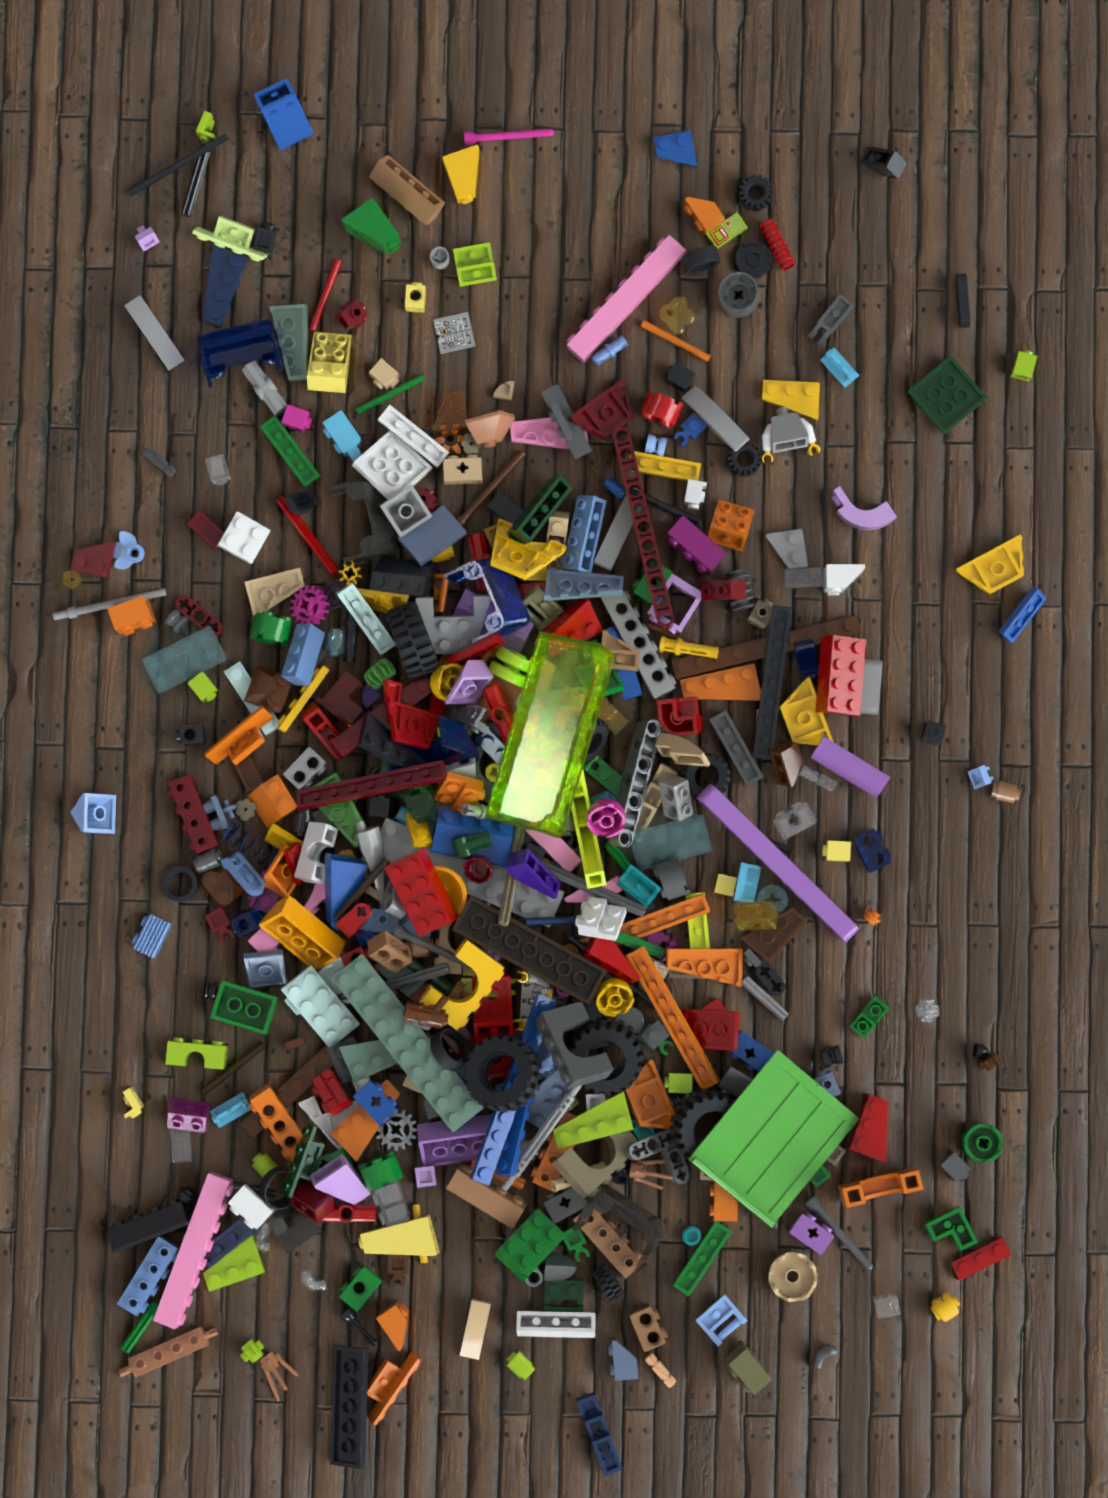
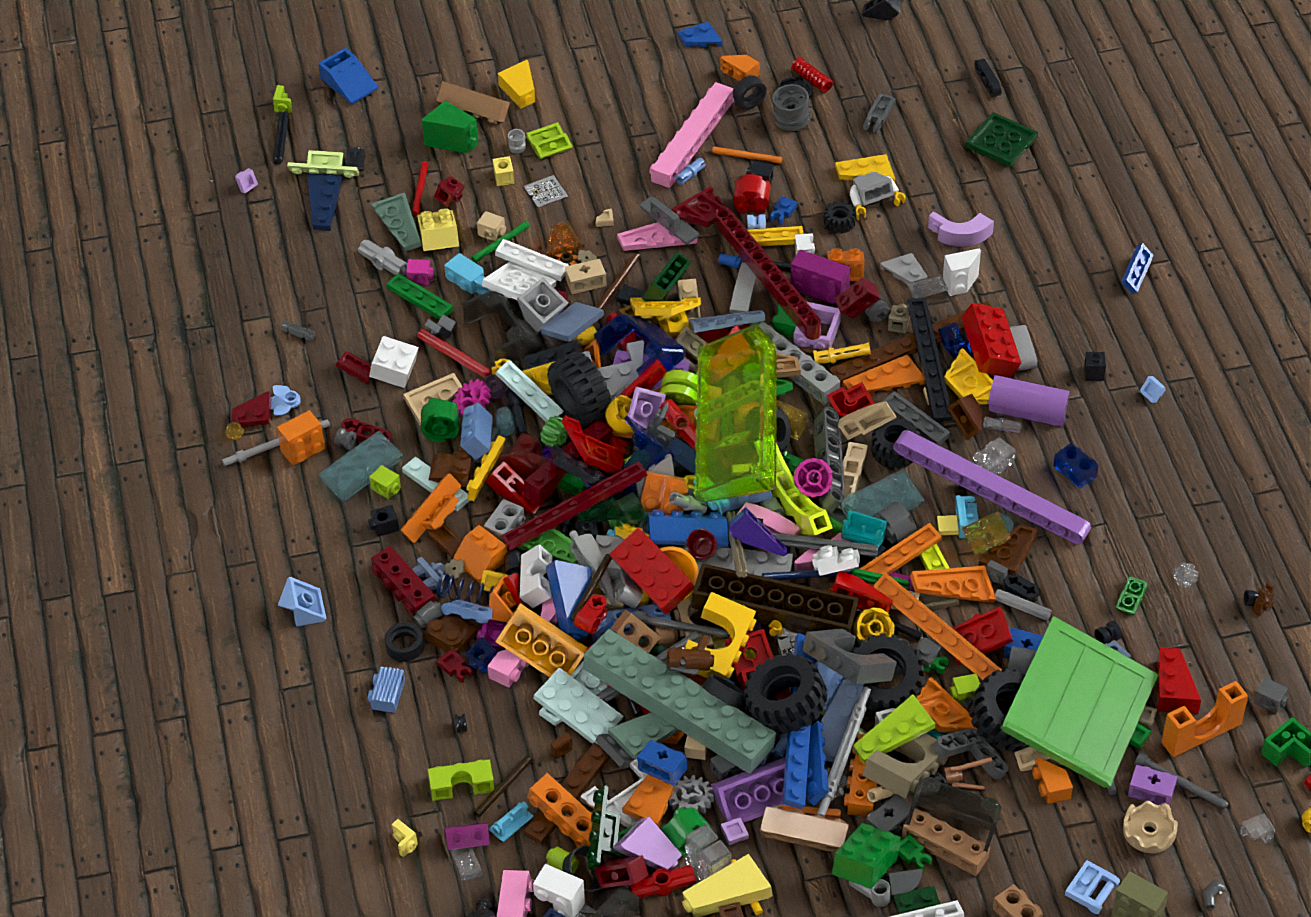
camera: 15 degrees left, 35 degrees down
(154, 332) = (270, 240): light grey slope -> none
(209, 146) = (287, 108): black bar -> none
(218, 469) = (355, 321): clear brick -> none
(239, 346) = (348, 236): clear blue windscreen -> none
(244, 1007) = (500, 724): green brick -> none
(265, 968) = (512, 687): sand blue tile -> none
(331, 1092) = (614, 774): red brick -> none
(466, 845) = (683, 526): dark green piece -> none
(471, 138) = (547, 56): dark pink piece -> none
(490, 427) = (601, 233): nougat slope -> none
(584, 534) = (713, 289): medium blue brick -> none
(608, 1283) = (960, 875): black tyre -> none
(631, 684) = (799, 391): blue slope -> none
(676, 797) = (873, 459): light grey brick -> none
(679, 314) = (741, 137): clear yellow plate -> none
(691, 1235) = (1031, 820): teal plate -> none
(702, 1258) = (1050, 836): green plate -> none
(715, 418) = (806, 193): light grey slope -> none
(726, 230) = (768, 74): lime tile -> none
(758, 203) = (779, 54): black tyre -> none
(837, 851) = (1043, 472): light yellow brick -> none
(839, 367) = (900, 142): medium azure hinge -> none
(871, 916) = (1098, 515): orange plate -> none
(992, 1147) = (1288, 665): green brick -> none
(996, 567) = (1097, 243): yellow wing -> none
(1005, 792) = (1181, 395): medium nougat brick -> none
(1024, 365) = (1060, 107): lime brick -> none

